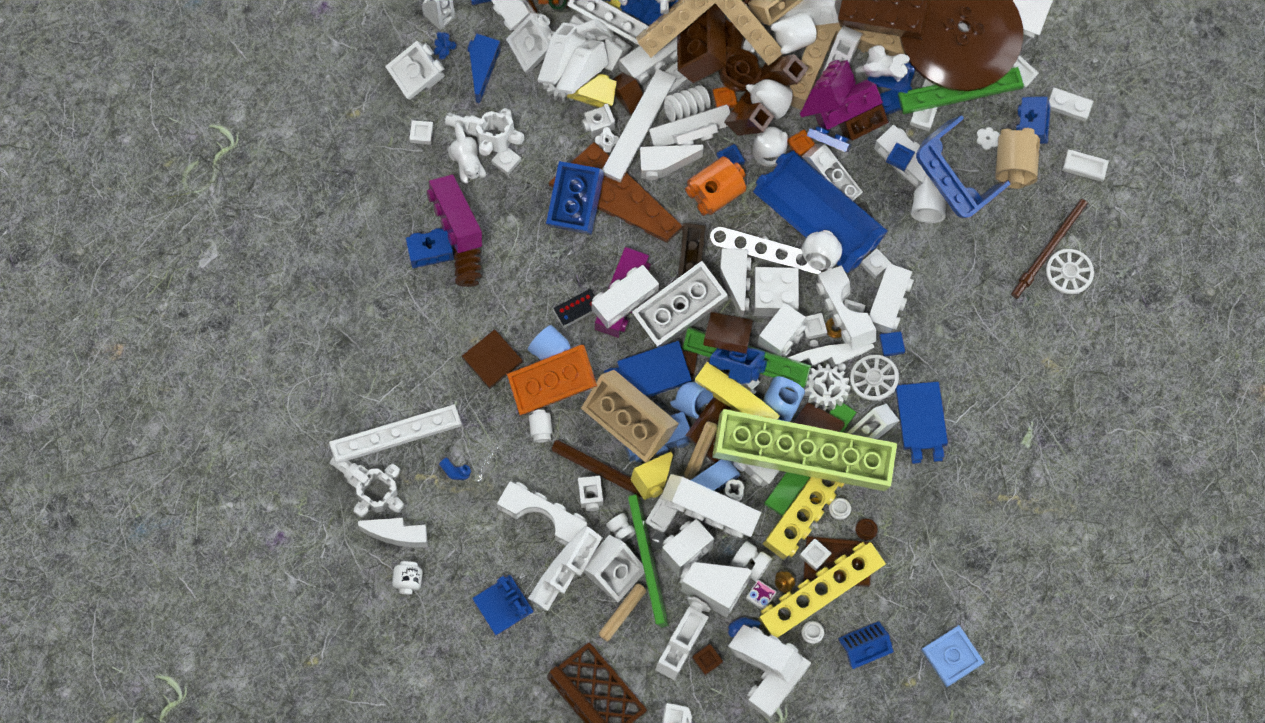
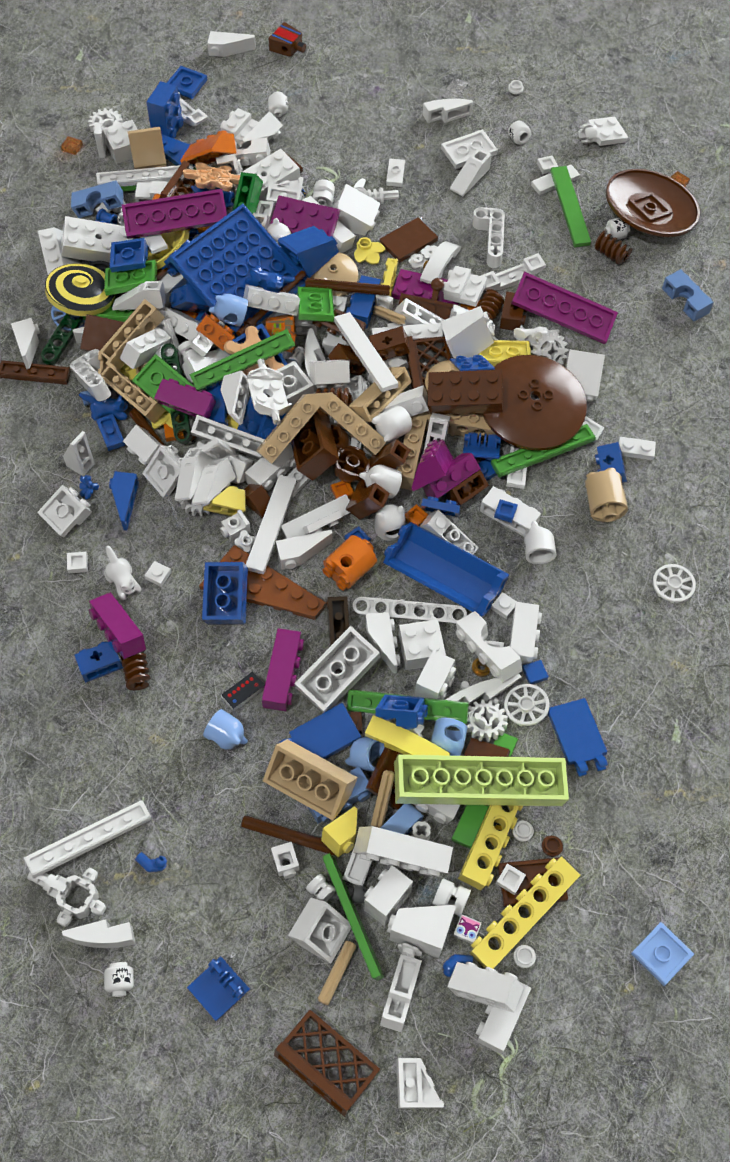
camera: 10 degrees left, 10 degrees down
(479, 126) = (132, 549): white piece -> none
(492, 359) = (171, 751): reddish brown tile -> none
(518, 501) = (217, 881): white arch -> none
(540, 426) = (227, 805): white brick -> none
(552, 380) = (230, 759): orange tile -> none
(562, 570) = (272, 939): white slope -> none
(624, 296) = (285, 670): white brick -> none
(686, 102) = (310, 498): white piece -> none
(707, 660) = (429, 1004): reddish brown plate -> none
(728, 332) = (386, 687): reddish brown tile -> none
(784, 581) = (487, 911): pearl gold plate -> none
(814, 326) = (463, 669): white plate -> none
(824, 248) = (455, 597): white plant -> none
(866, 644) = (578, 958): blue panel -> none
(875, 423) = (538, 744): white slope -> none
(880, 64) = (471, 438): white animal -> none
(962, 200) = (551, 521): windscreen -> none
(986, 134) = (575, 486): white plant -> none
(1028, 278) = (639, 595): reddish brown bar -> none
(1085, 165) = (663, 494): white tile -> none

